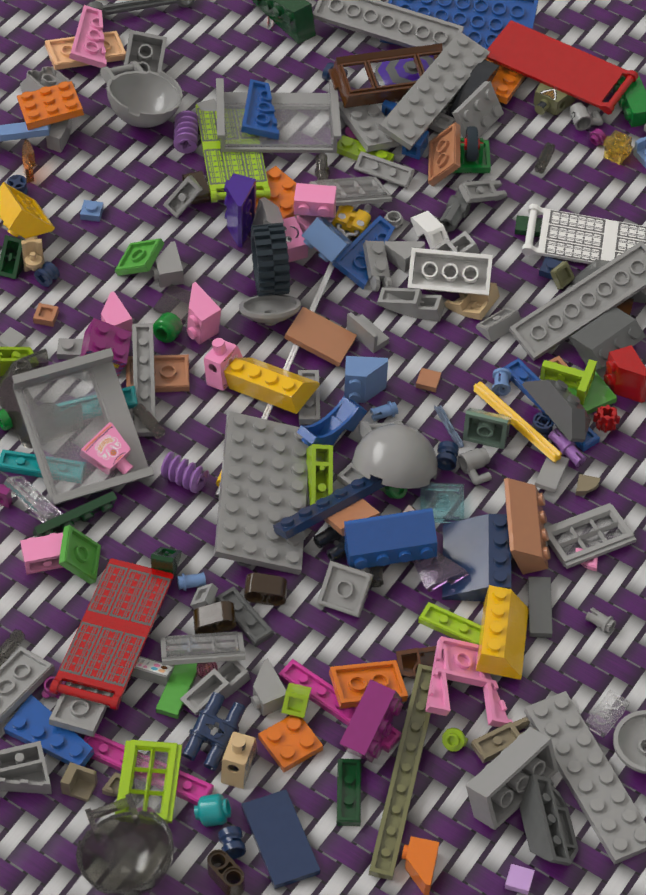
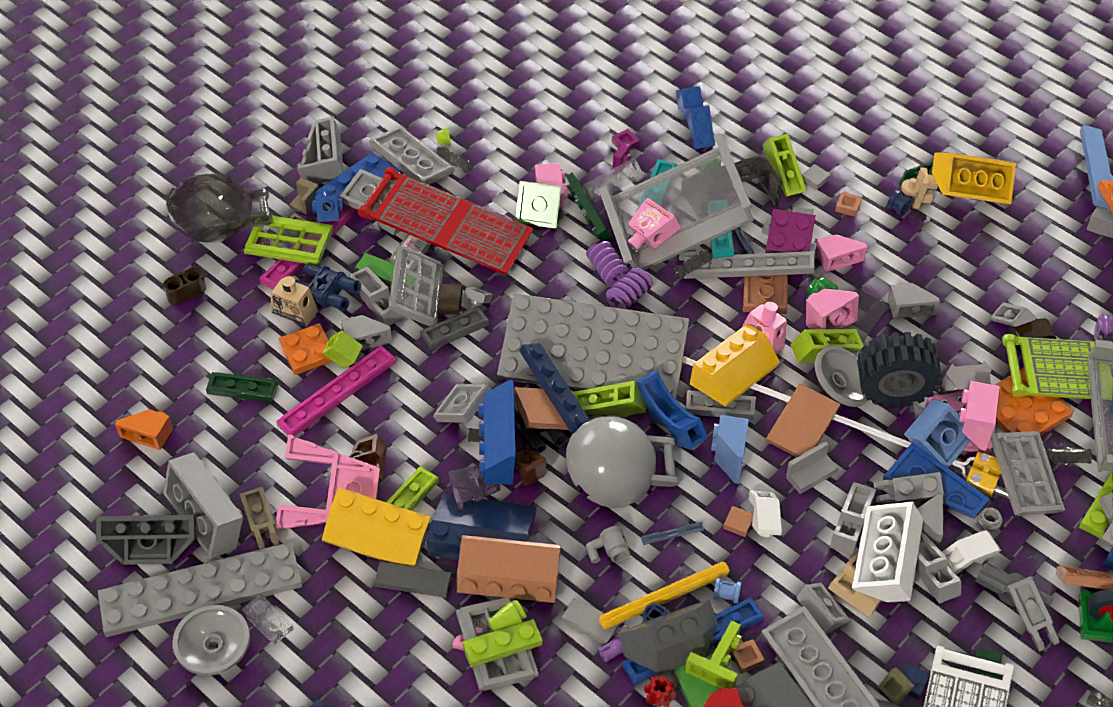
camera: 100 degrees right, 0 degrees up
(18, 182) = (1025, 187): dark blue wheel -> none
(28, 160) = (1067, 195): clear orange slope -> none
(91, 210) = (996, 247): medium blue plate -> none
(108, 742) = (323, 213): none -> blue brick
(139, 257) = (921, 275): bright green plate -> none
(150, 490) = (607, 262): none -> medium lavender piece
(166, 559) = (525, 269): dark green slope -> none
(191, 581) = (500, 286): medium blue pin -> none
(212, 810) = (248, 281): teal head -> none
(232, 842) = (212, 292): dark blue wheel -> none
(234, 325) = (812, 341): none -> lime slope
(240, 206) = (982, 343): dark purple slope -> none
(265, 589) = (477, 342): dark brown beam -> none
(280, 839) = (209, 331): dark blue tile -> none
(352, 680) = (347, 409): orange plate -> none
(371, 721) = (291, 392): magenta brick -> none
(384, 169) = (1074, 519): light grey tile -> none
(384, 411) = (696, 475): medium blue pin -> none
(402, 779) = (232, 422): olive plate -> none
(428, 355) = (766, 513): none -> white slope
(445, 500) = (564, 510): clear light blue plate -> none
(447, 455) = (627, 520): dark blue wheel -> none
(454, 739) = (272, 476): lime plate -> none
(486, 428) = (658, 558): sand green slope -> none
(519, 879) = (108, 506): lavender tile -> none
(569, 522) = (507, 616): none -> lime cone
(586, 484) = (569, 656): dark tan tile -> none
(593, 525) = (502, 643): none -> lime plate
(601, 620) = (380, 633): light grey pin -> none

